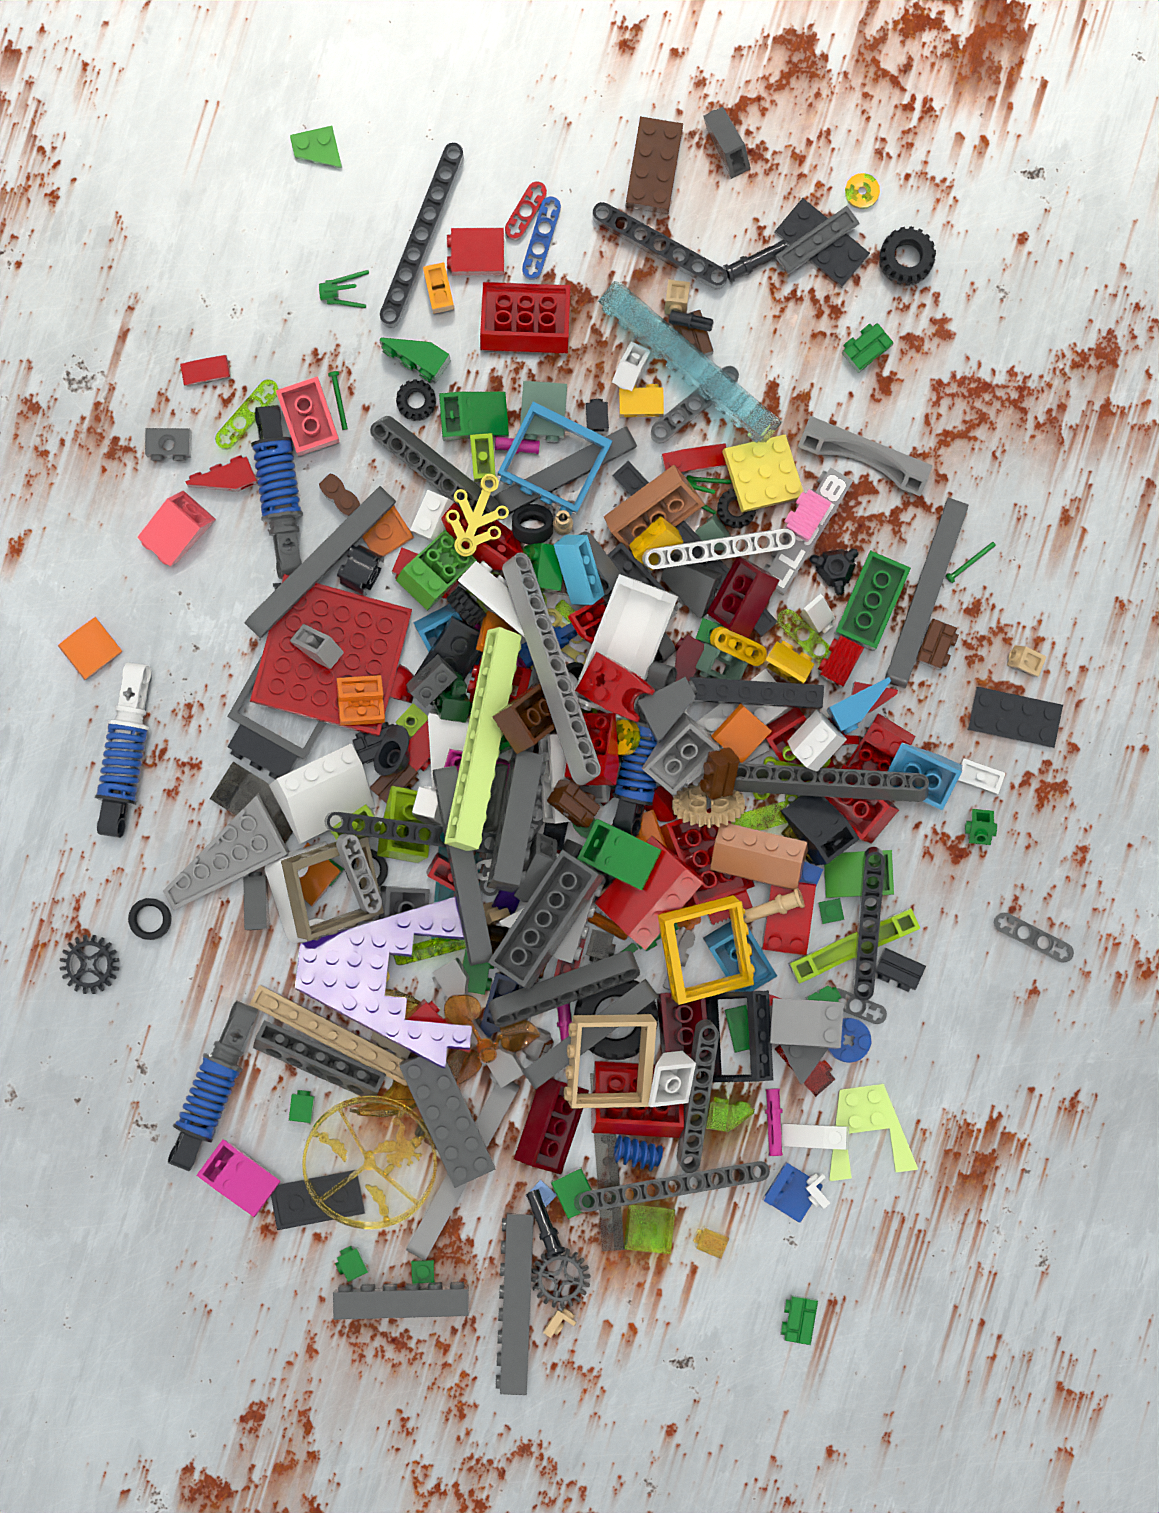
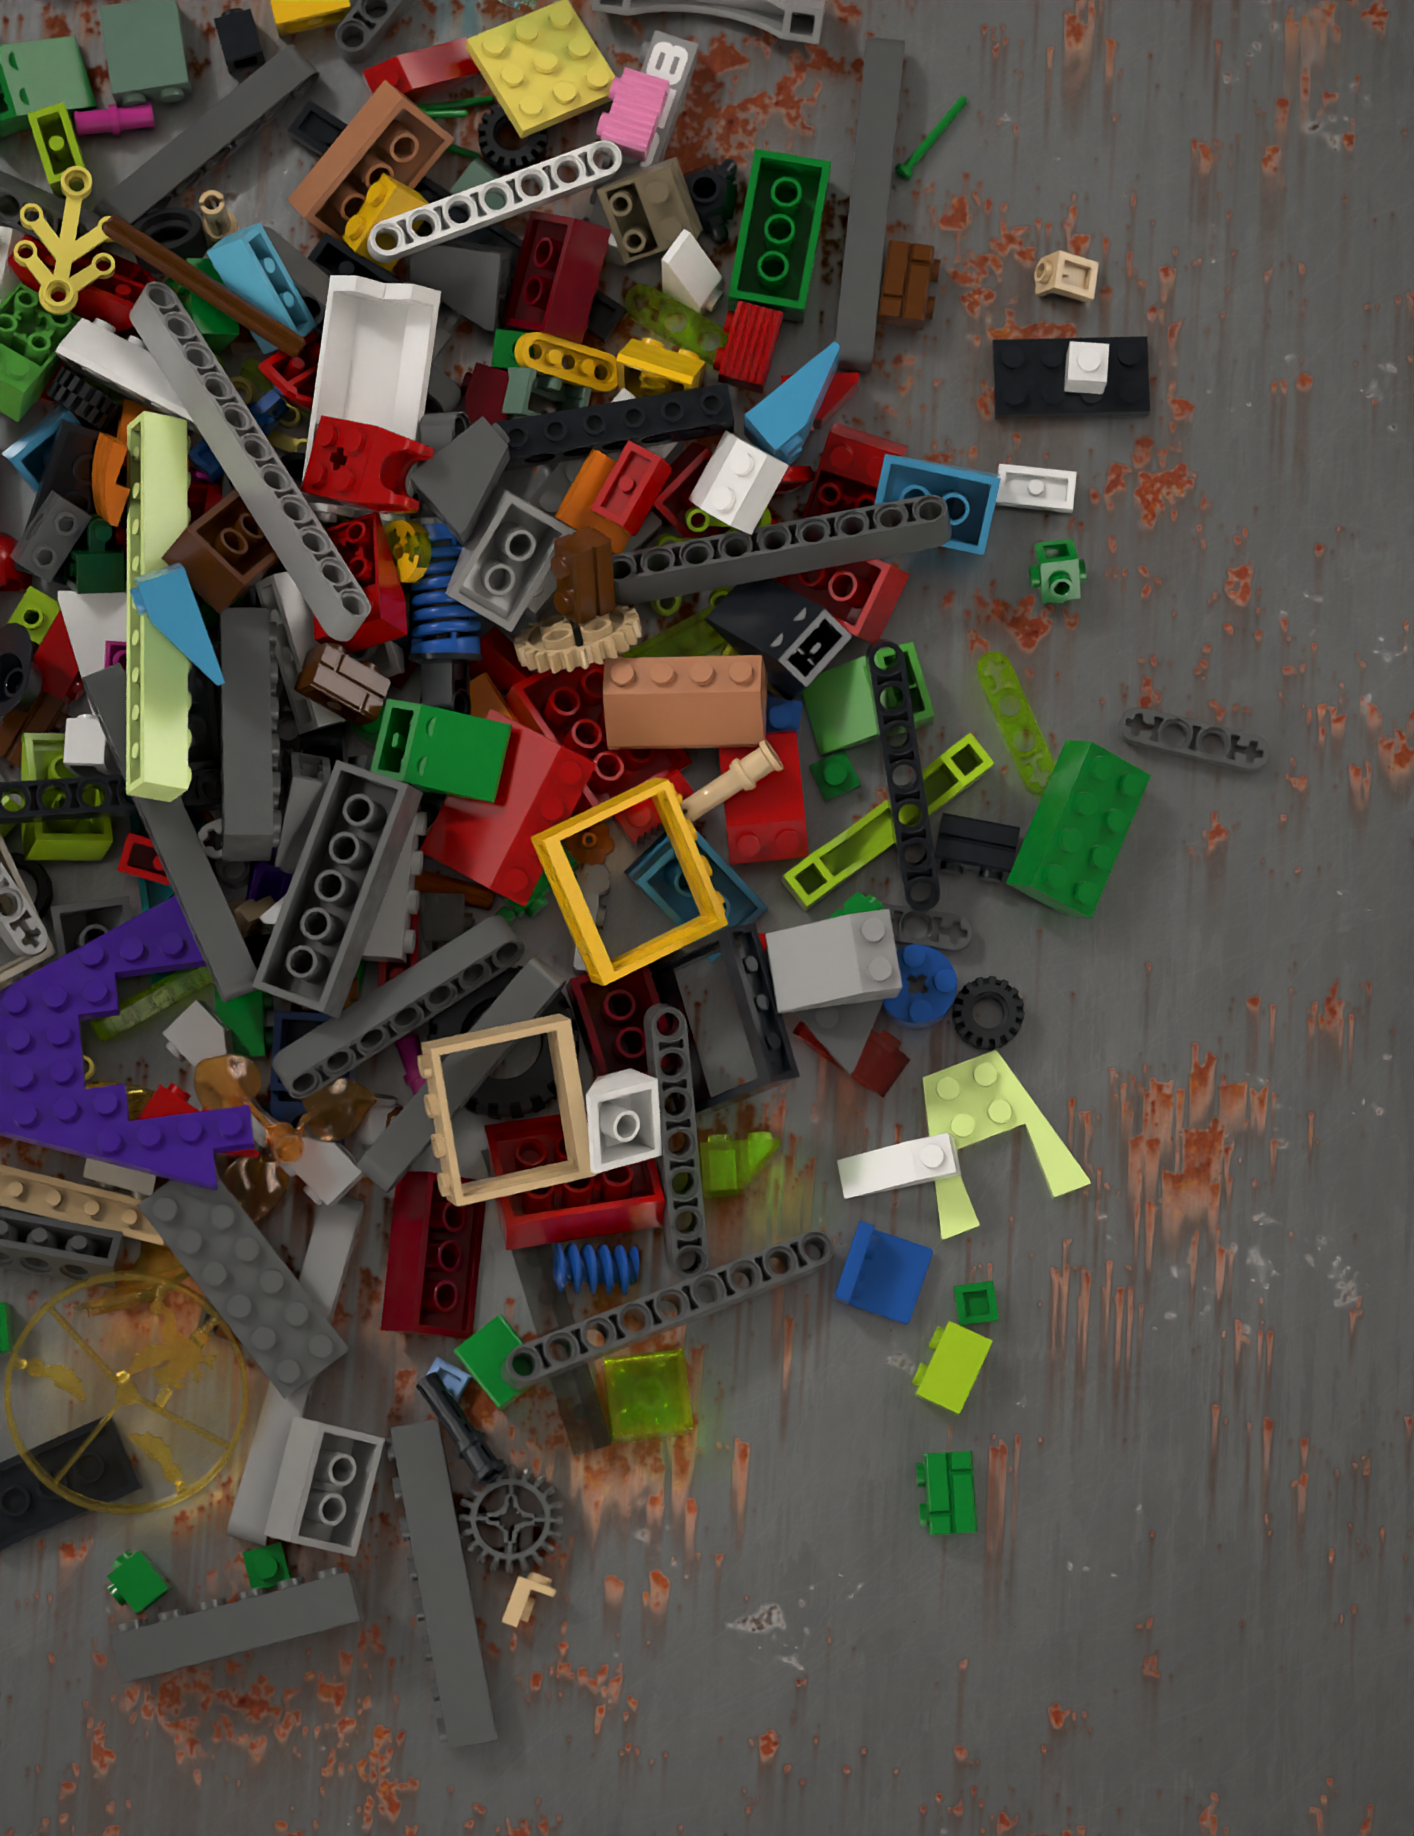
camera: 10 degrees left, 5 degrees down
(464, 1237) = (324, 1486): none -> light grey brick
(470, 654) = (107, 490): none -> orange slope
(492, 748) = (173, 610): none -> dark azure slope
(547, 562) = (204, 286): none -> reddish brown axle
(569, 425) = (189, 58): dark azure window -> none
(710, 1241) = (759, 1390): clear yellow brick -> none
(738, 1027) = (721, 1011): green plate -> none
(757, 730) = (632, 488): none -> red panel
(774, 1121) = (821, 1159): dark pink pin -> none
(804, 572) = (649, 209): none -> dark tan slope
(816, 1196) = (925, 1268): white bracket -> none
(818, 1252) = (952, 1367): none -> lime brick
(839, 1220) = (975, 1303): none -> green plate
(870, 1063) = (1005, 996): none -> black tyre
(942, 905) = (1010, 725): none -> clear neon green beam
(958, 974) = (1078, 828): none -> green brick
(1024, 717) = (1086, 367): none -> white brick

